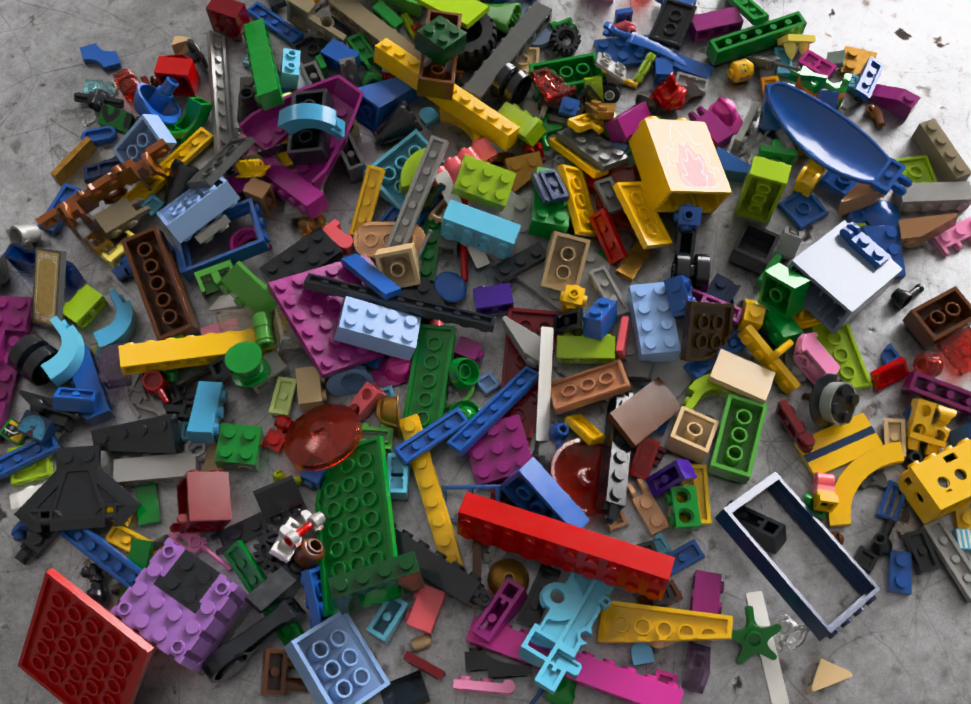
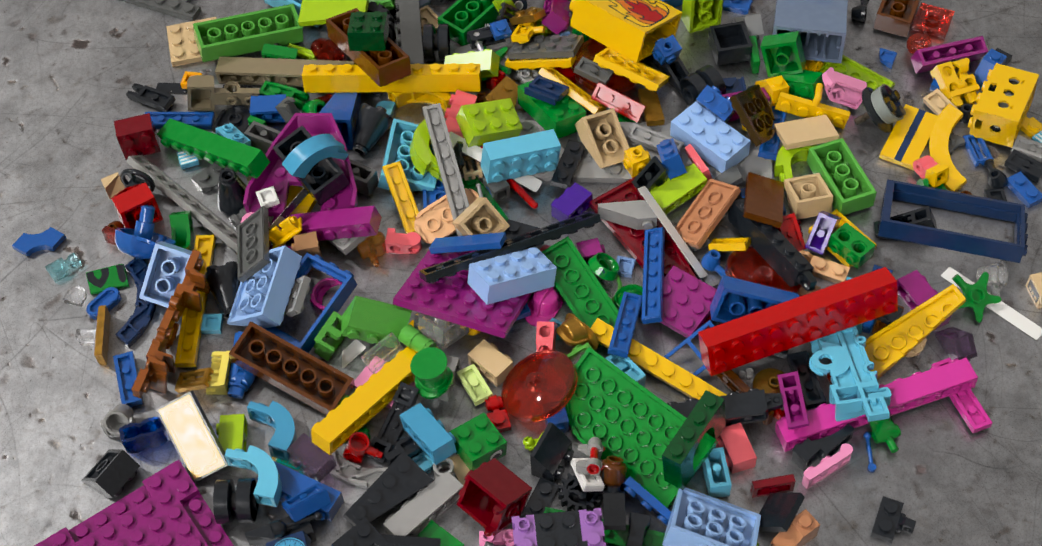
camera: 35 degrees left, 10 degrees down
(97, 99) = (75, 274): black axle -> none
(120, 216) = (197, 346): dark tan hinge -> none
(126, 82) = (94, 244): clear red wheel -> none
(263, 131) = (267, 197): none -> white tile
(306, 254) = (392, 269): black brick -> none
(348, 381) = (520, 335): medium blue piece -> none
(420, 642) = (752, 474): tan piece -> none
(450, 287) = (530, 215): blue piece -> none
(551, 84) = (472, 20): clear red wing -> none
(641, 654) = (911, 364): medium azure tile -> none
(795, 427) = (871, 142): dark red hinge -> none
(889, 373) = (898, 67): red plate -> none

